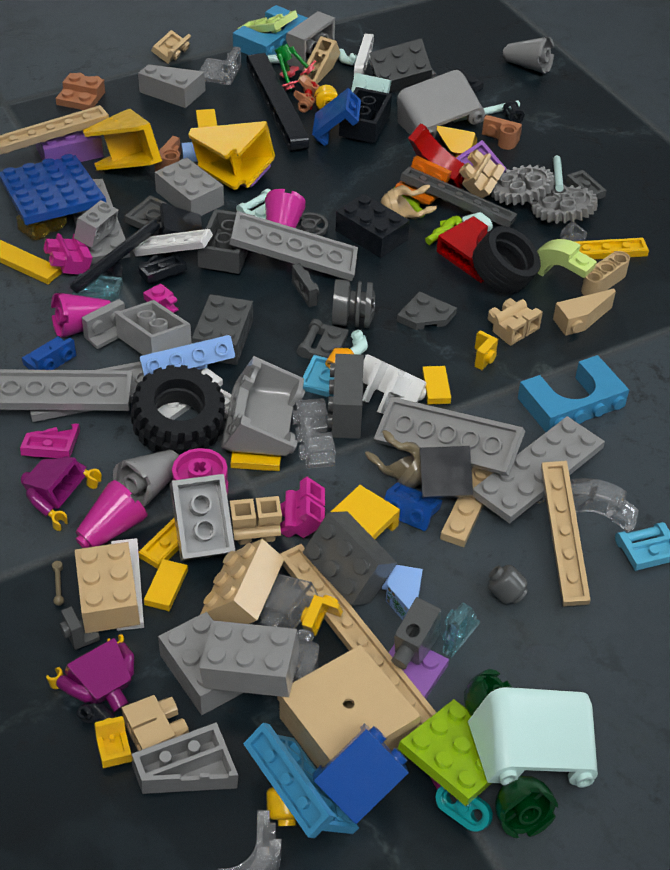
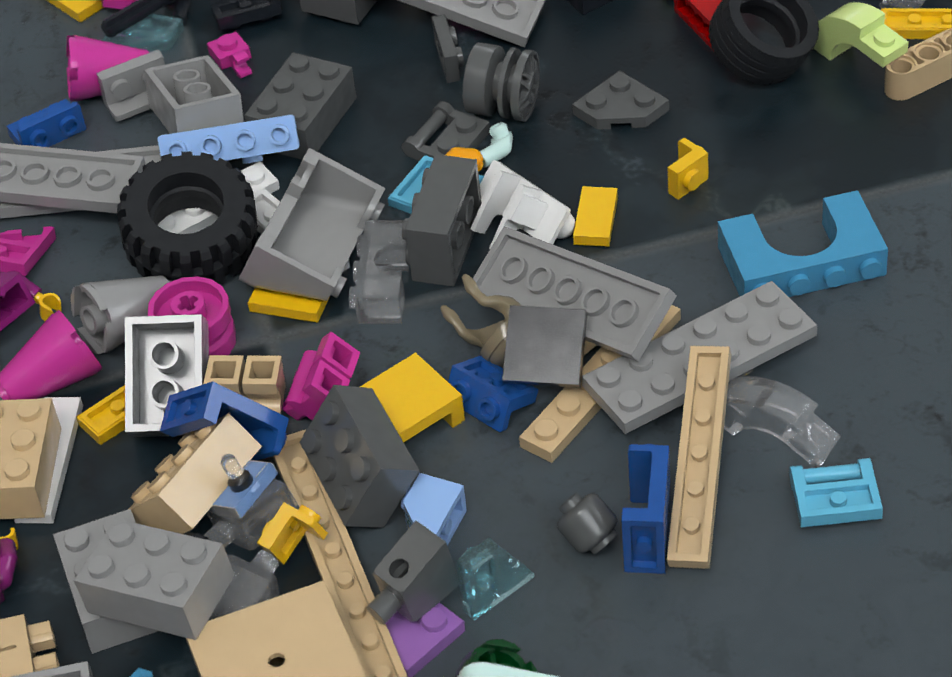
camera: 20 degrees right, 0 degrees up
(166, 585) = (100, 467): yellow tile -> none
(248, 536) = (209, 402): none -> blue panel
(284, 587) = (243, 485): none -> piece
(514, 321) = (753, 127): tan hips -> none
(545, 553) = (647, 528): none -> blue panel
(581, 312) = (867, 121): tan slope -> none

